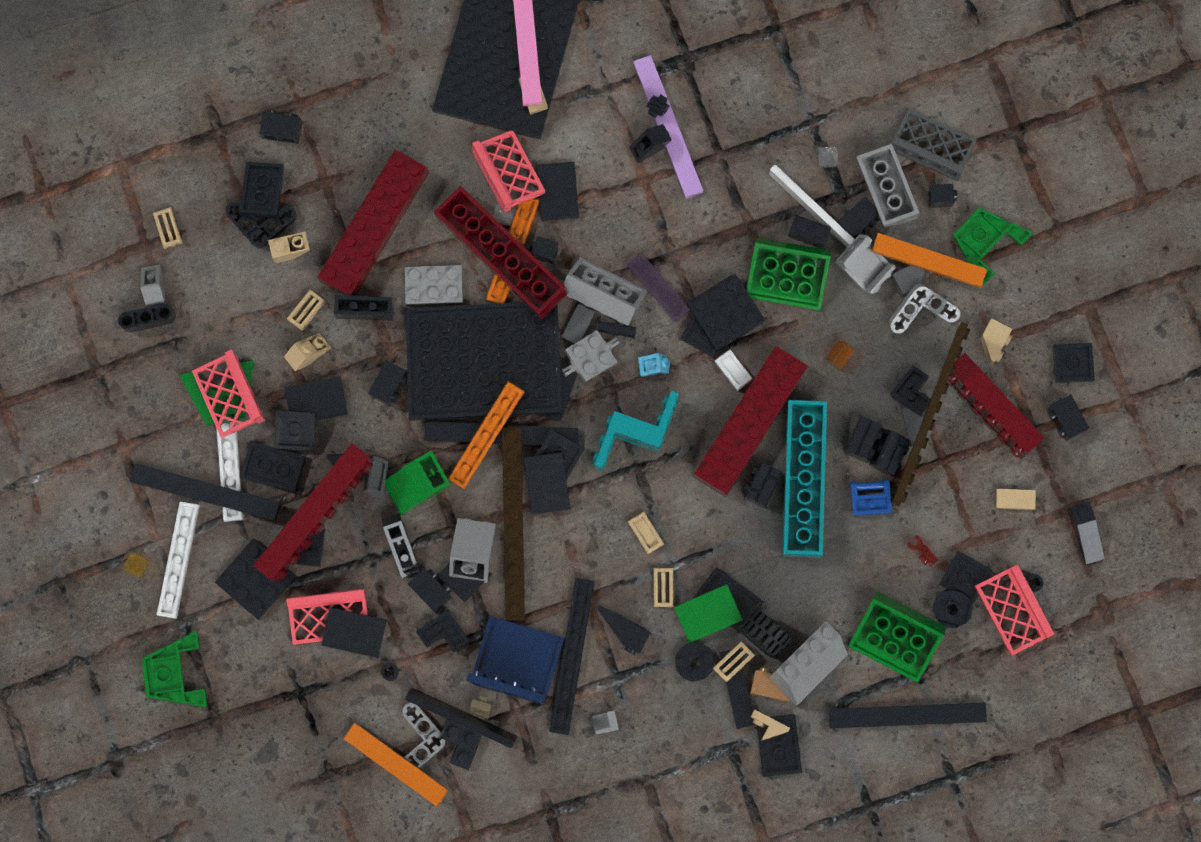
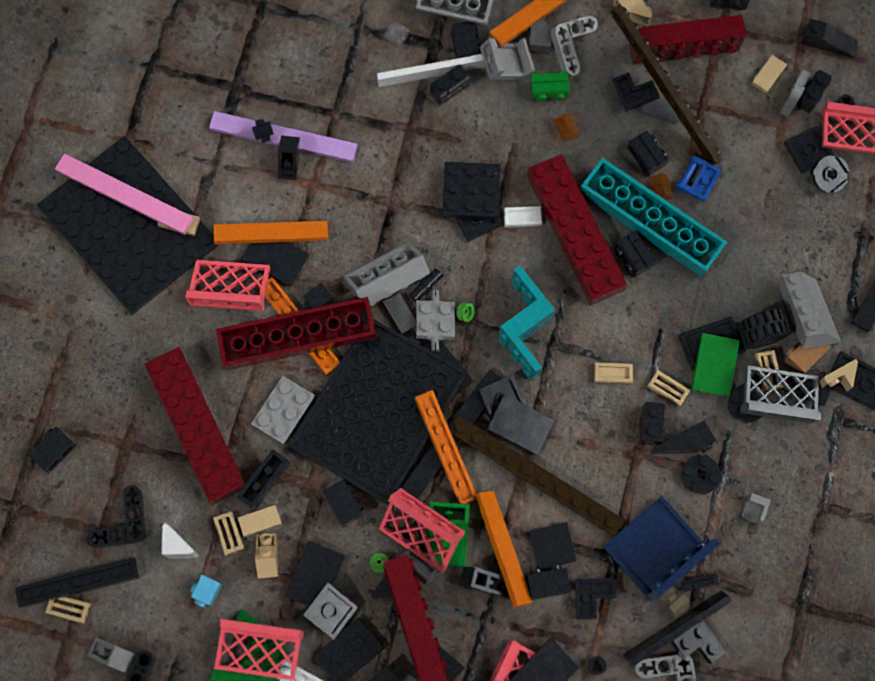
camera: 65 degrees left, 5 degrees down
(191, 221) = (76, 583): none -> black tile
(248, 323) = (205, 591): none -> medium azure brick
(261, 189) = (95, 501): black plate -> none
(268, 274) = (174, 546): none -> white slope
(288, 247) = (163, 509): tan slope -> none
(331, 327) = (259, 520): none -> tan tile
(364, 443) = (377, 568): none -> bright green tile
(413, 458) = (425, 518): none -> coral fence
(434, 535) = (503, 549): none -> orange tile
(472, 545) = (534, 521): light grey slope -> none
(513, 714) = (700, 582): none -> black axle
(571, 656) = (680, 500): black tile -> none
(575, 173) = (270, 232): none -> orange tile
(615, 376) = (465, 311): none -> bright green tile
(616, 657) = (695, 484): none -> black plate
(620, 591) = (651, 423): none -> black brick
(653, 364) = (476, 275): medium azure bracket -> none
(658, 288) = (414, 230): clear purple plate -> none
(702, 692) = (777, 410): none -> fence
(788, 273) = (472, 122): green slope -> none
(840, 470) = (665, 186): none -> clear orange piece
(867, 316) = (549, 86): none -> green brick
(889, 452) = (672, 140): black brick -> none
(897, 636) = (826, 230): green slope -> none
(926, 555) = (773, 167): clear red plate -> none
(1001, 531) = (795, 93): none -> light grey beam
(1030, 548) = (814, 91): none -> black brick

